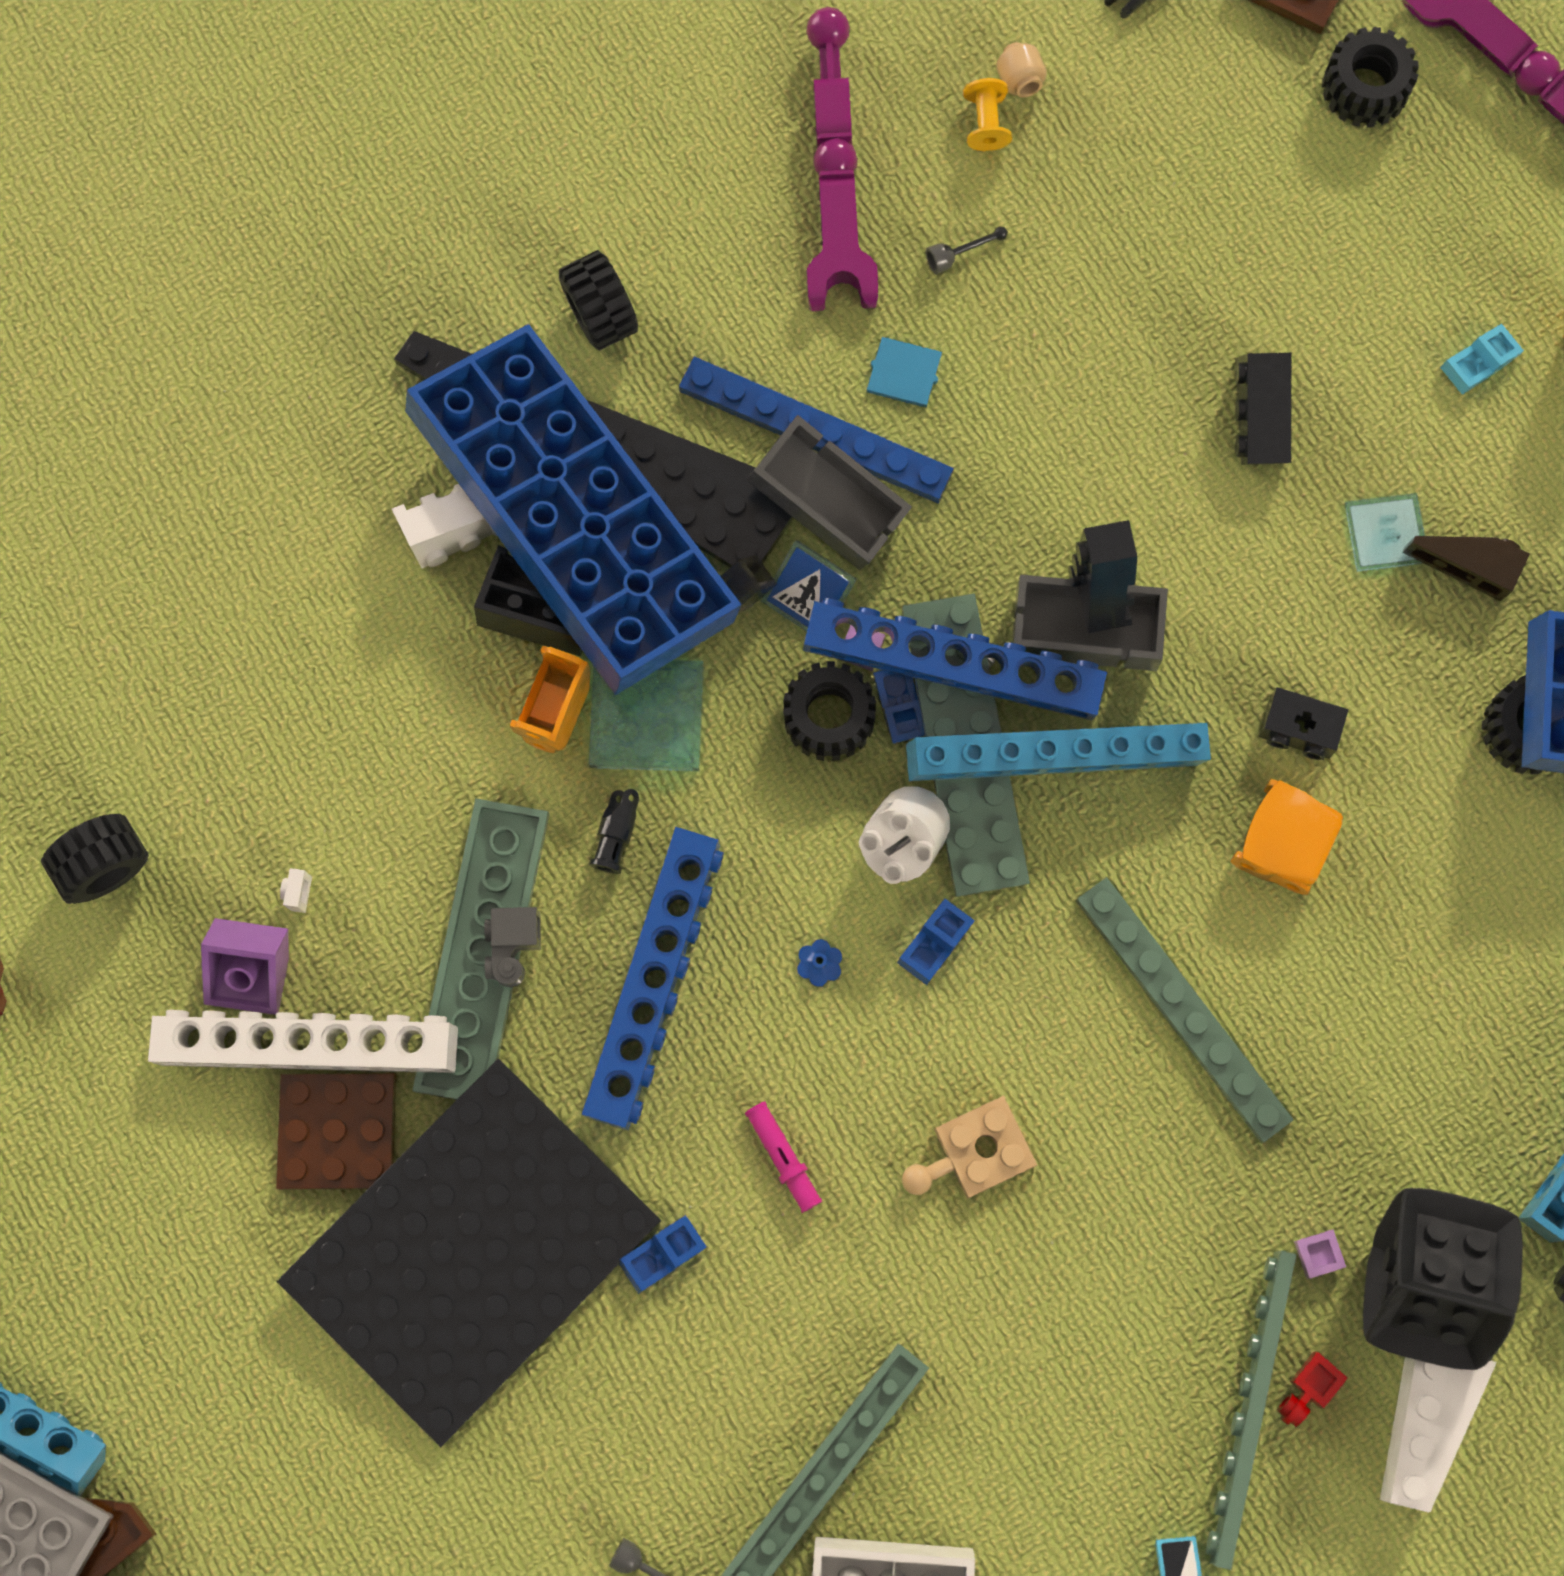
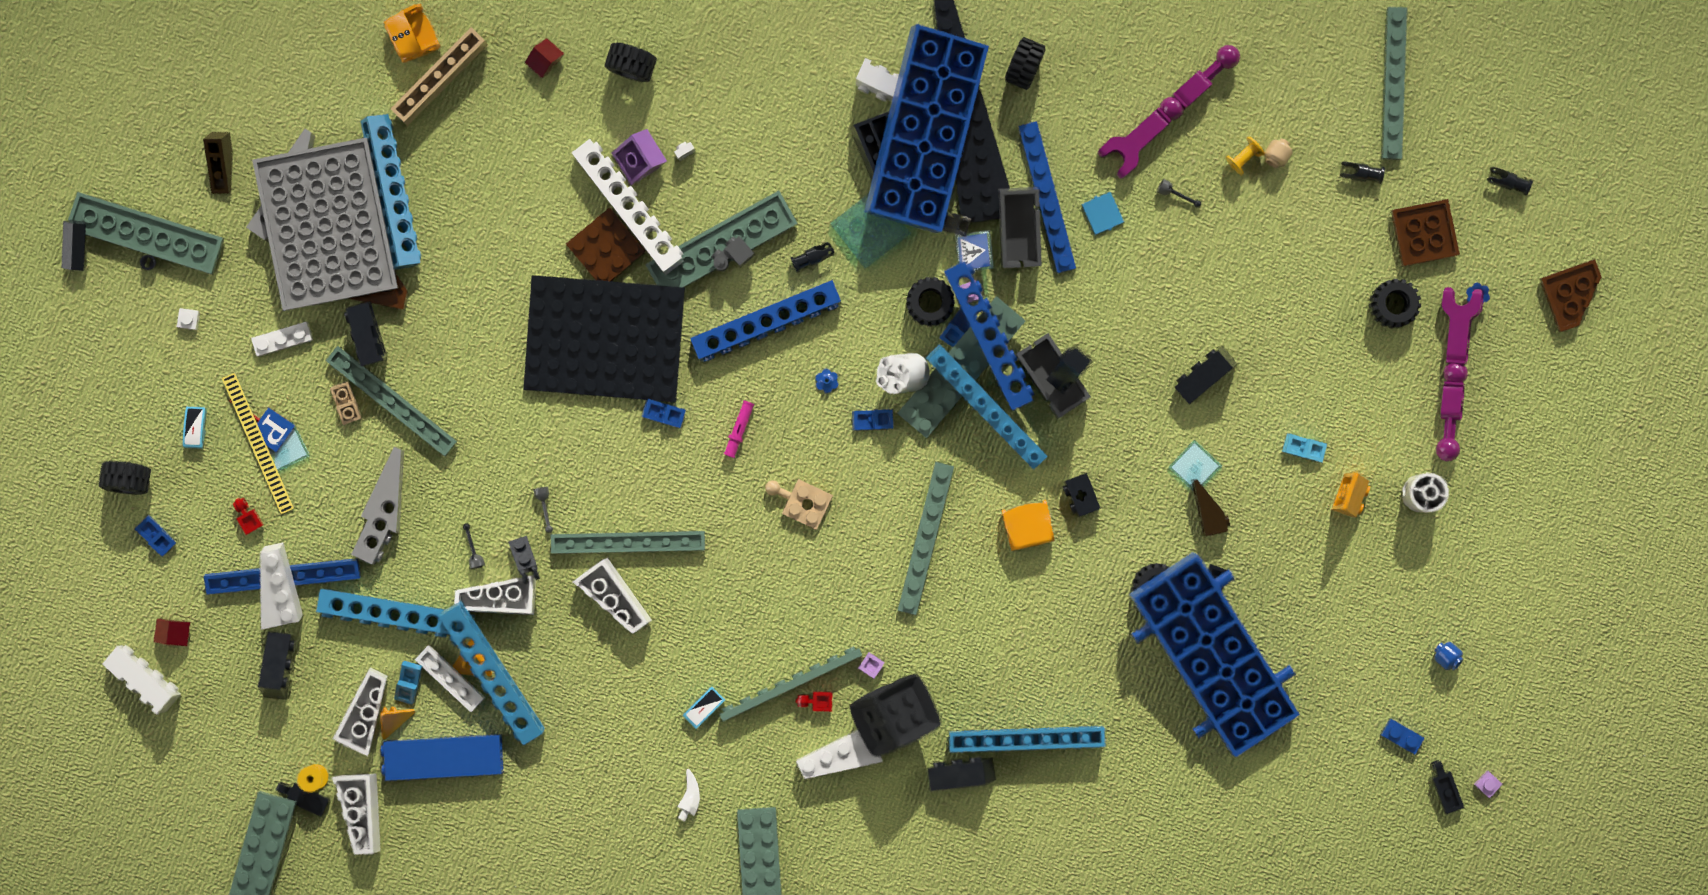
camera: 45 degrees right, 10 degrees up
(554, 701) = (842, 188): light orange piece -> none

